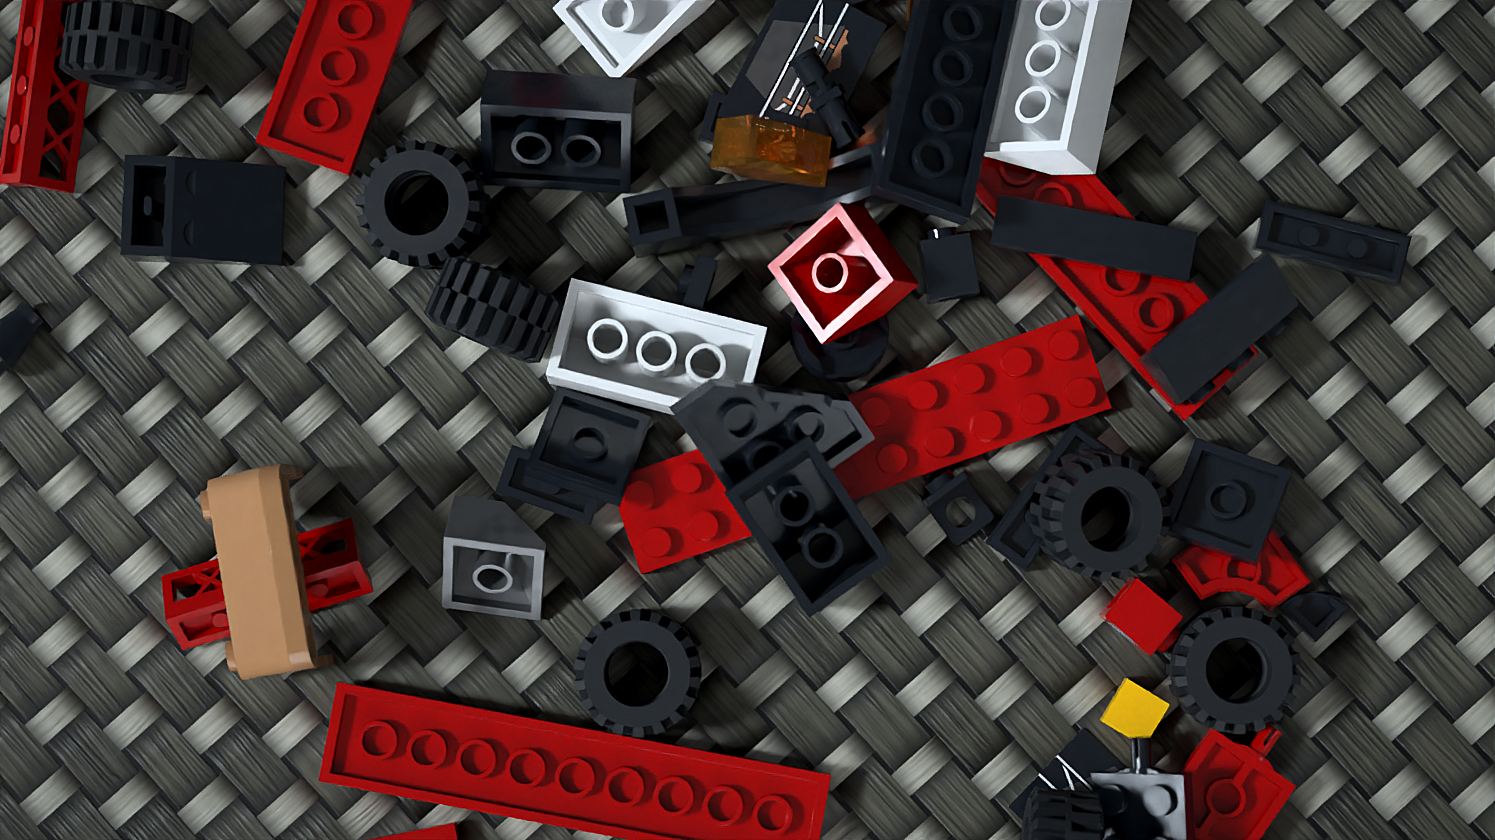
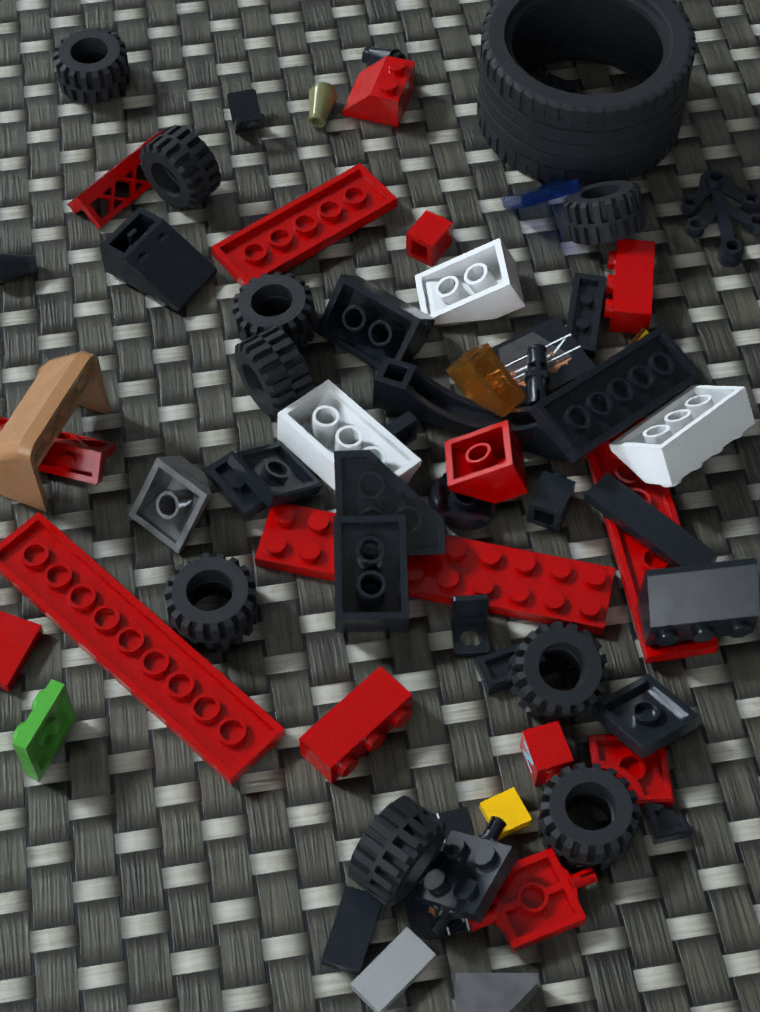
camera: 25 degrees right, 30 degrees down
(909, 717) = (356, 725): none -> red brick

